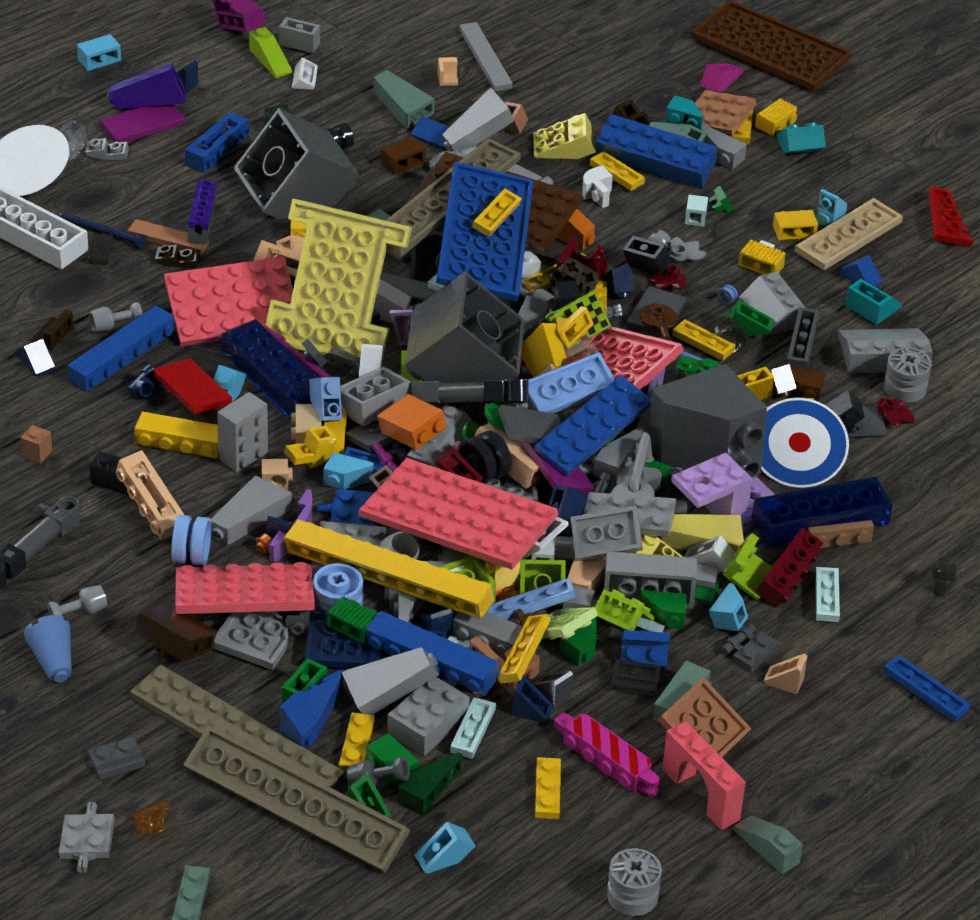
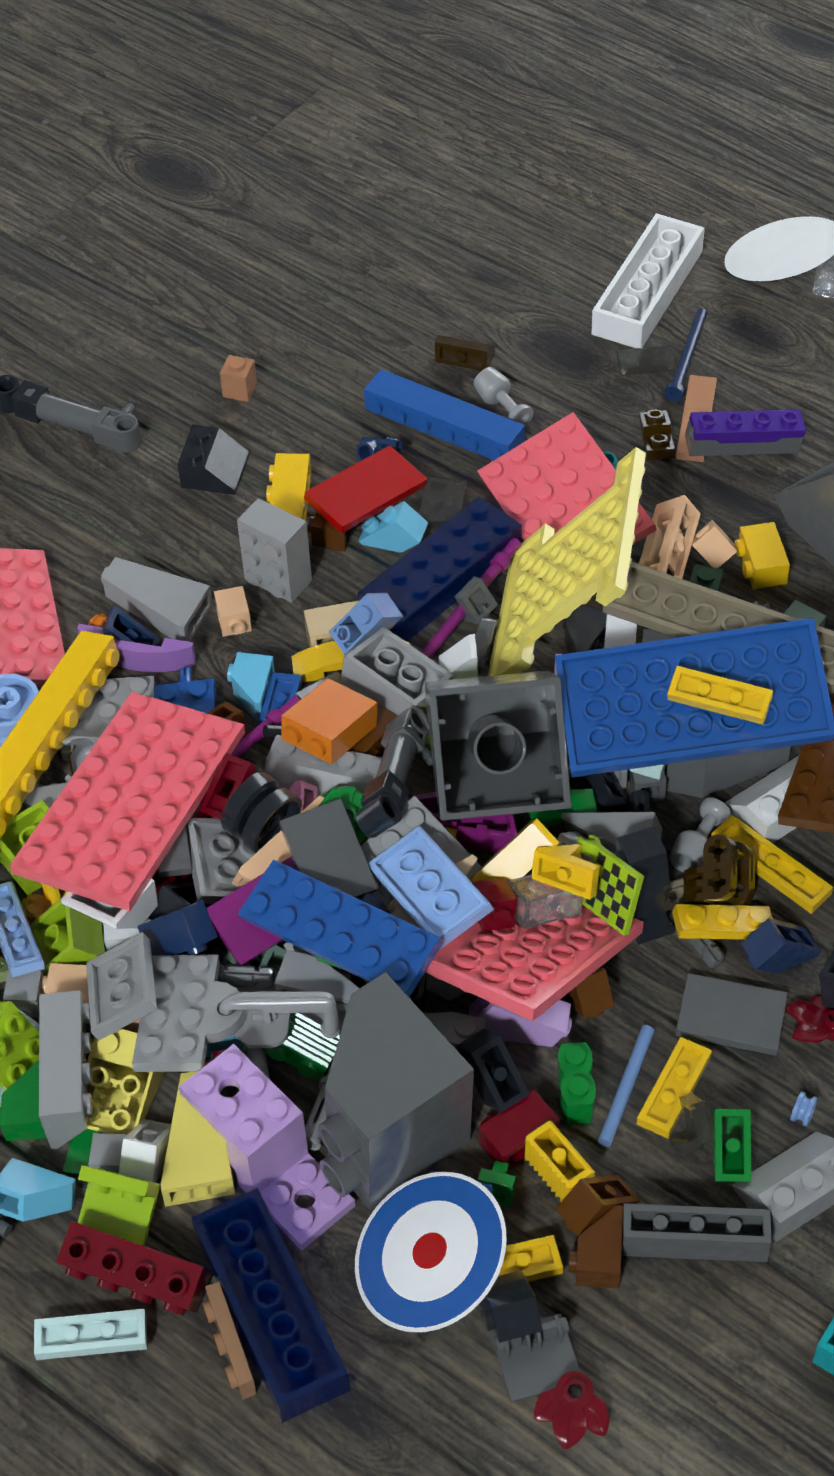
camera: 85 degrees right, 10 degrees up
(36, 358) = (407, 346): slope -> none
(132, 471) = (147, 491): light nougat brick -> none
(191, 540) = (73, 546): light blue wheel -> none
(315, 450) = (283, 636): yellow brick -> none
(595, 262) = (787, 868): dark red tile -> none
(658, 317) = (694, 1010): reddish brown piece -> none
(869, 348) = (745, 1378): light grey slope -> none
(907, 374) = (658, 1435): light grey wheel -> none

